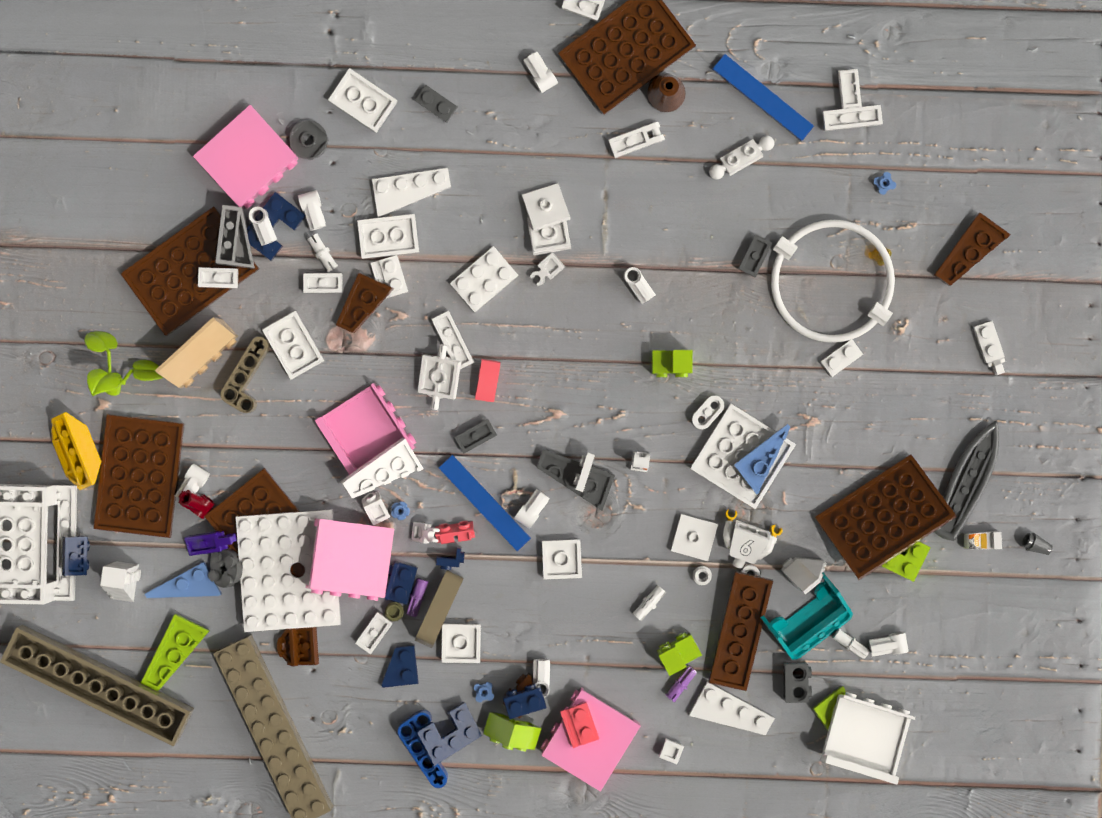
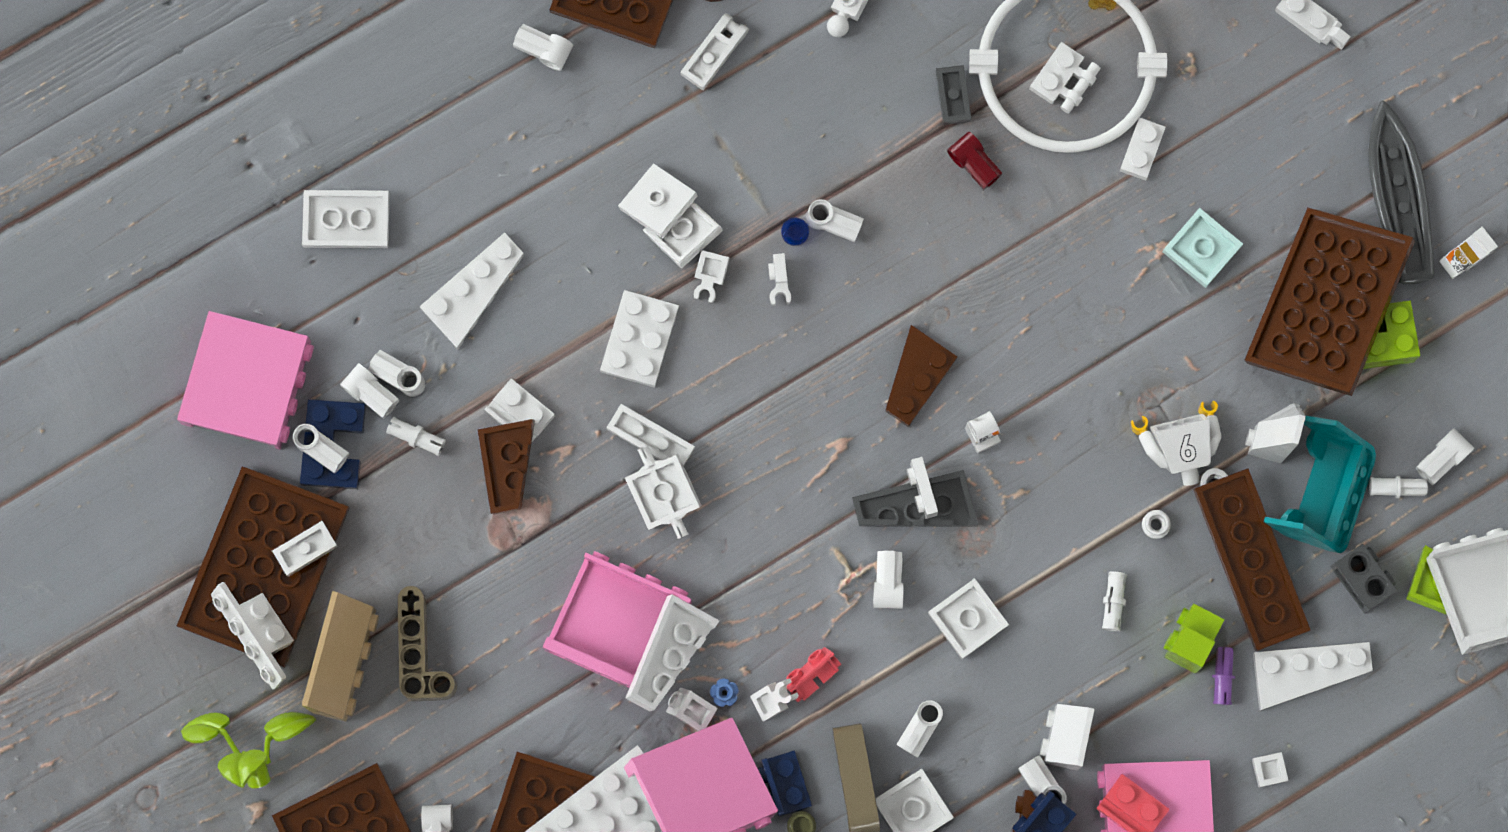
camera: 30 degrees left, 10 degrees down
(164, 306) = (257, 629): none -> white bracket
(233, 239) = (295, 488): light grey wedge -> none
(293, 345) = (453, 573): white plate -> none
(307, 129) = (298, 297): dark grey plate -> none
(323, 283) = (441, 472): white plate -> none
(333, 209) = (395, 373): none -> white piece
(388, 236) = (485, 362): white plate -> none
(417, 597) = (818, 788): medium lavender axle -> none
(436, 103) = (439, 165): dark grey plate -> none
(448, 562) = (827, 718): dark blue bracket -> none
(475, 436) = (757, 536): dark grey plate -> none
(484, 503) = (824, 613): blue tile -> none
(487, 380) = (726, 457): coral slope -> none
(493, 602) = (919, 731): none -> white piece
(571, 661) = (1067, 736): none -> white slope
(586, 294) = (778, 272): none -> white plate
(612, 275) = (795, 231): none -> clear blue plate
(627, 403) = (918, 375): none -> reddish brown wing
(672, 362) = (946, 281): lime brick -> none
(694, 537) = (1114, 484): white plate -> none
(707, 412) = (1025, 320): white plate -> none
(731, 441) = (1105, 344): white plate -> none
(741, 296) = (970, 154): none -> dark red piece
(757, 463) = (1129, 336): medium blue wing -> none
(822, 282) = (1057, 73): none -> white plate
(835, 437) = (1202, 247): none -> light aqua plate

